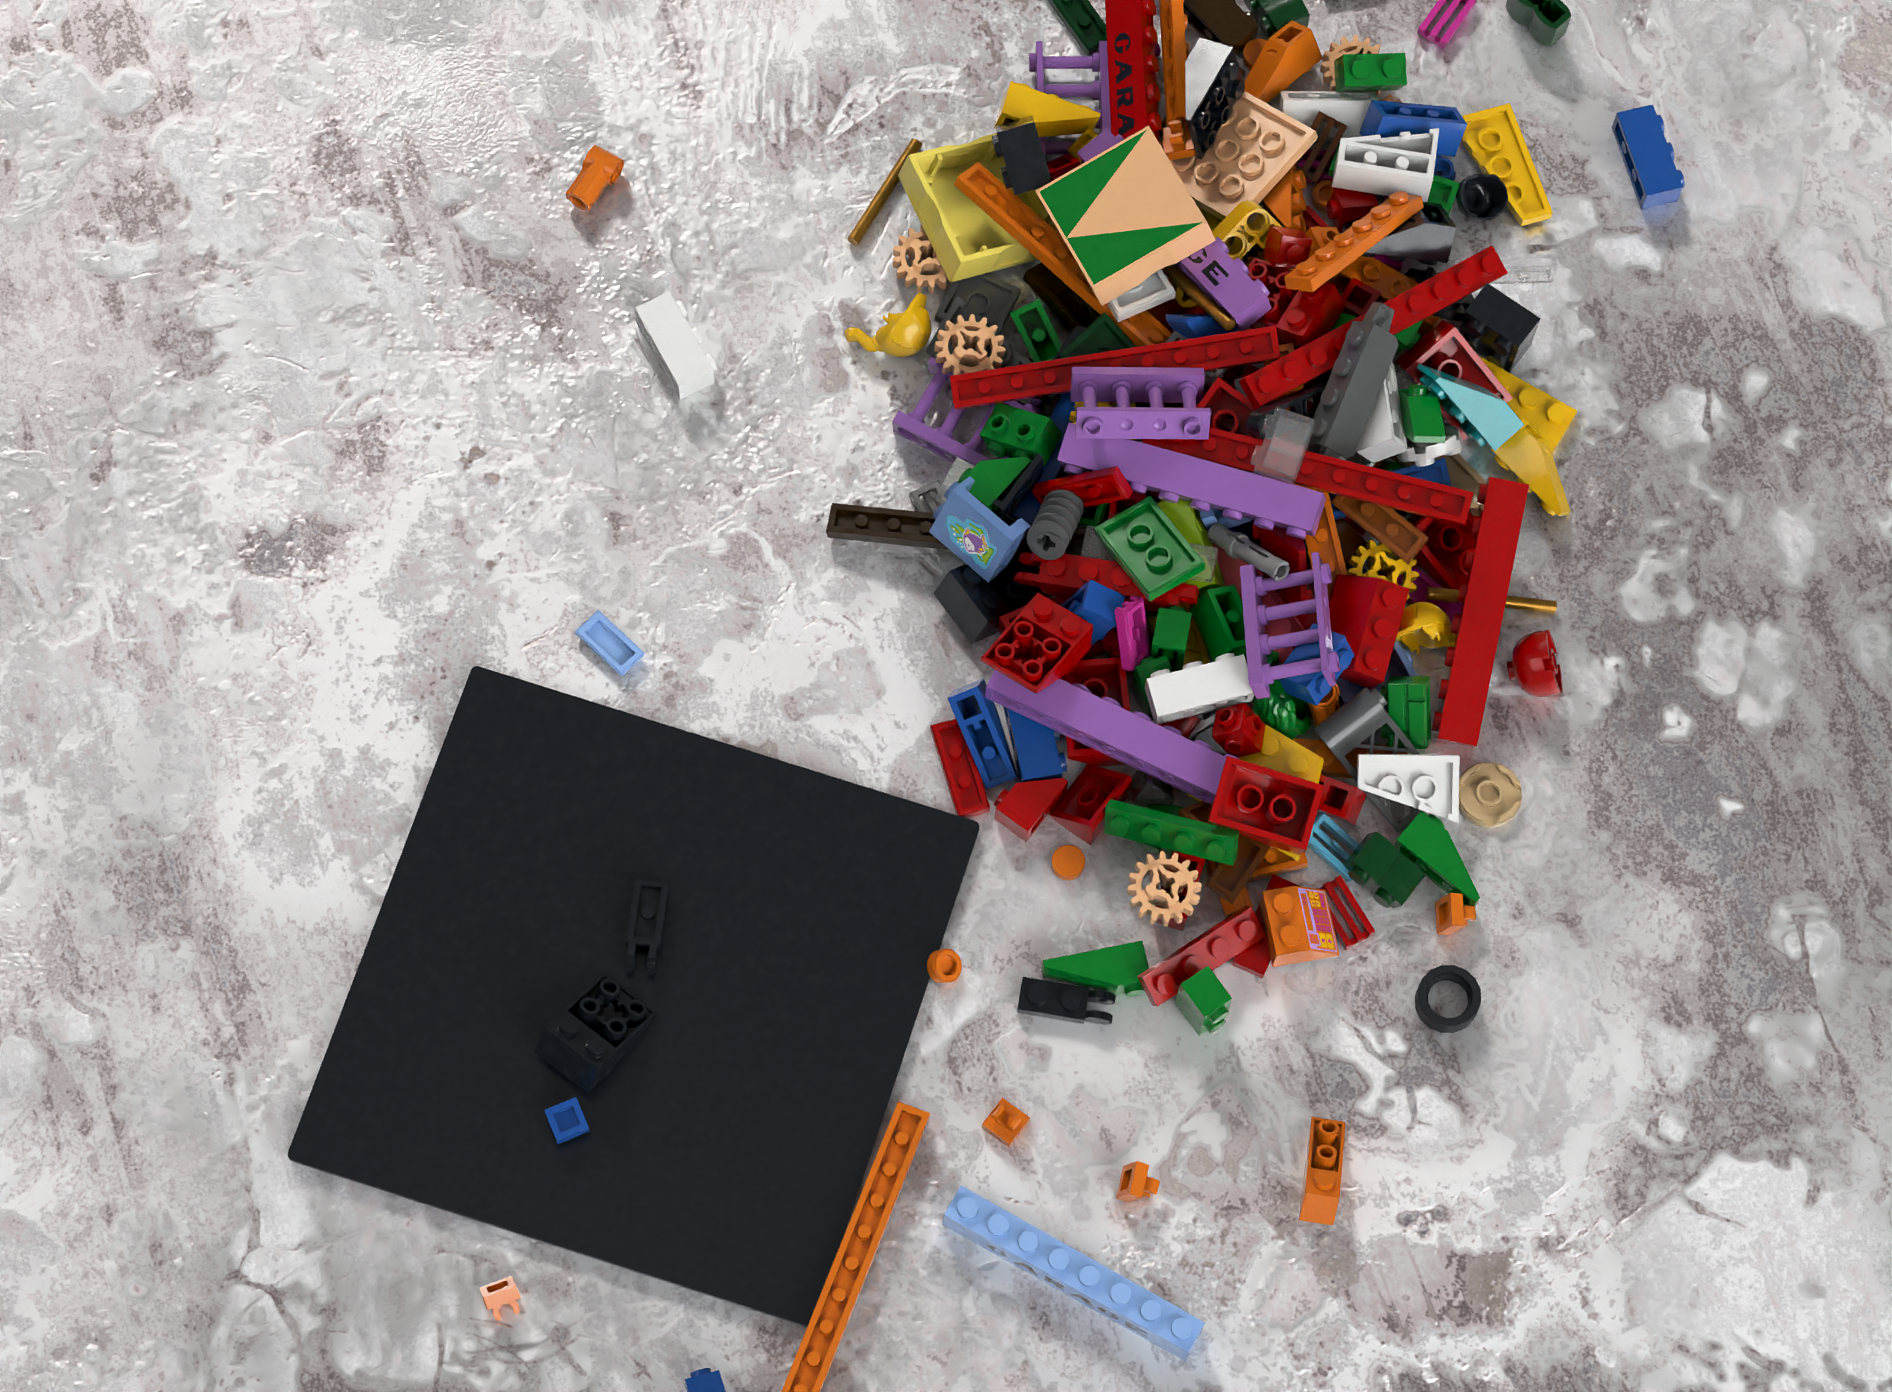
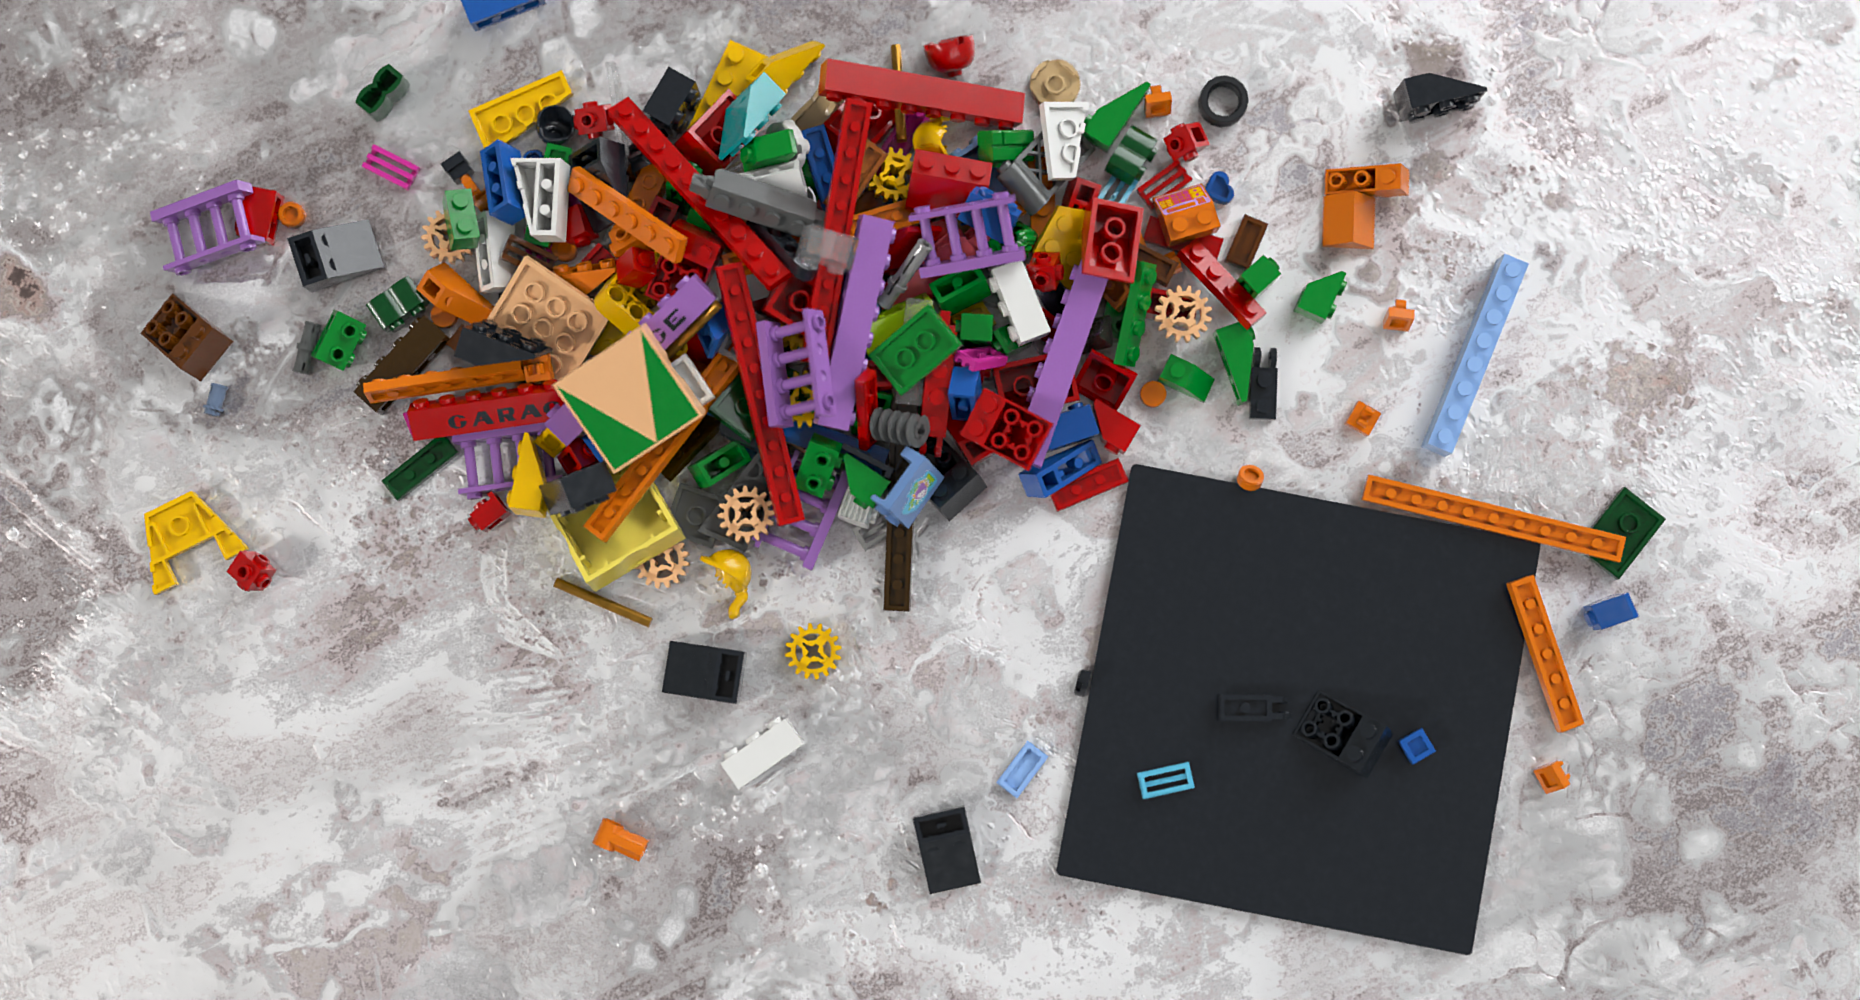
camera: 90 degrees left, 15 degrees up
(525, 538) = (946, 849): none -> black slope
(572, 835) = (1187, 775): none -> medium azure tile
(663, 1306) = (1545, 653): none -> orange plate
(713, 728) = (1082, 682): none -> black tile
(782, 293) = (704, 672): none -> black slope
(790, 430) = (820, 641): none -> yellow gear
(1006, 68) = (488, 513): none -> red brick
(1083, 902) = (1186, 378): none -> green slope
(1173, 1084) = (1318, 297): none -> green slope
(1258, 1006) = (1246, 242): none -> reddish brown tile
(1271, 1142) = (1348, 221): none -> orange slope
(1331, 980) = (1219, 188): none -> blue tile
(1395, 939) = (1186, 141): none -> red brick
(1429, 1247) = (1434, 95): none -> black slope
(1436, 86) = (460, 171): none -> black piece
(1483, 233) = (593, 119): none -> red brick

